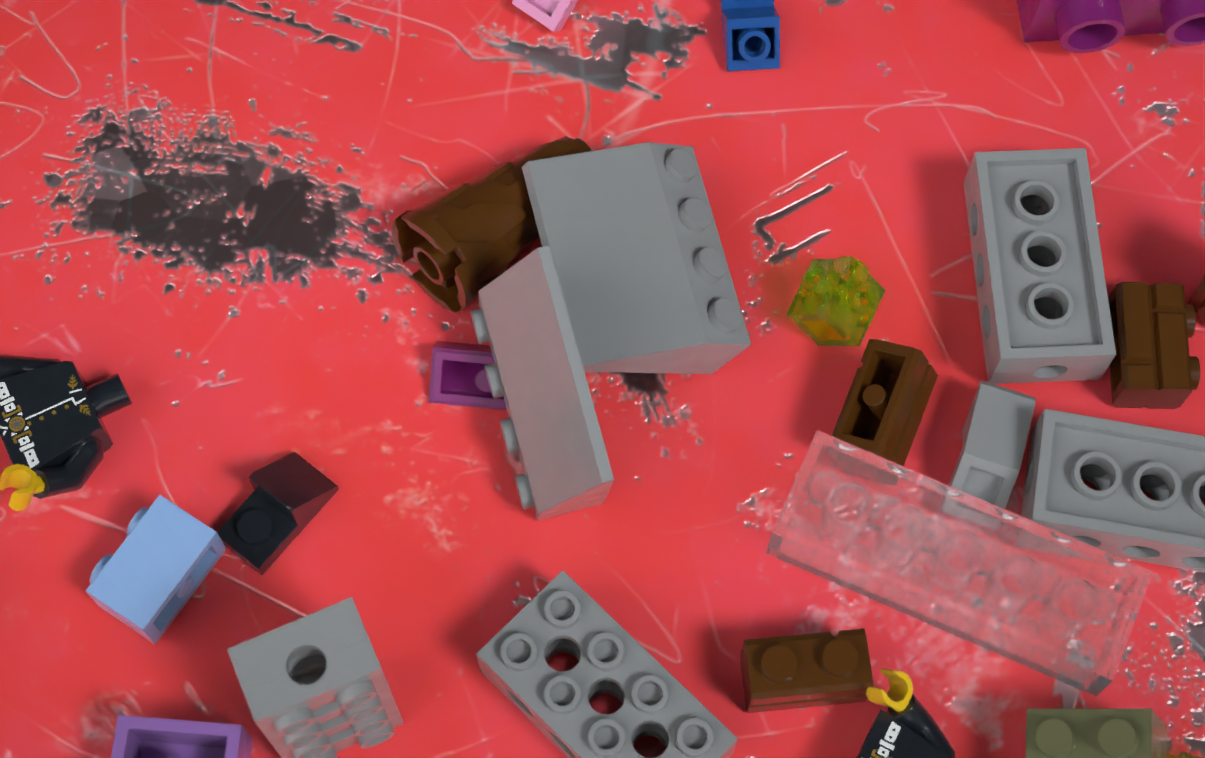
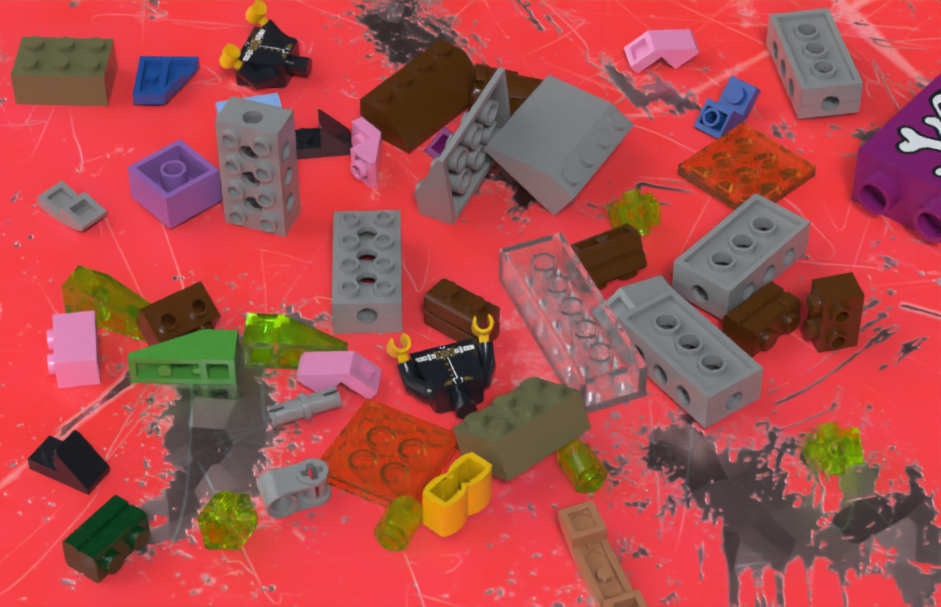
camera: 45 degrees right, 25 degrees down
(346, 316) = (420, 96): none -> reddish brown slope
(391, 498) = (366, 152): none -> bright pink slope
(878, 102) = (744, 165): none -> clear orange plate

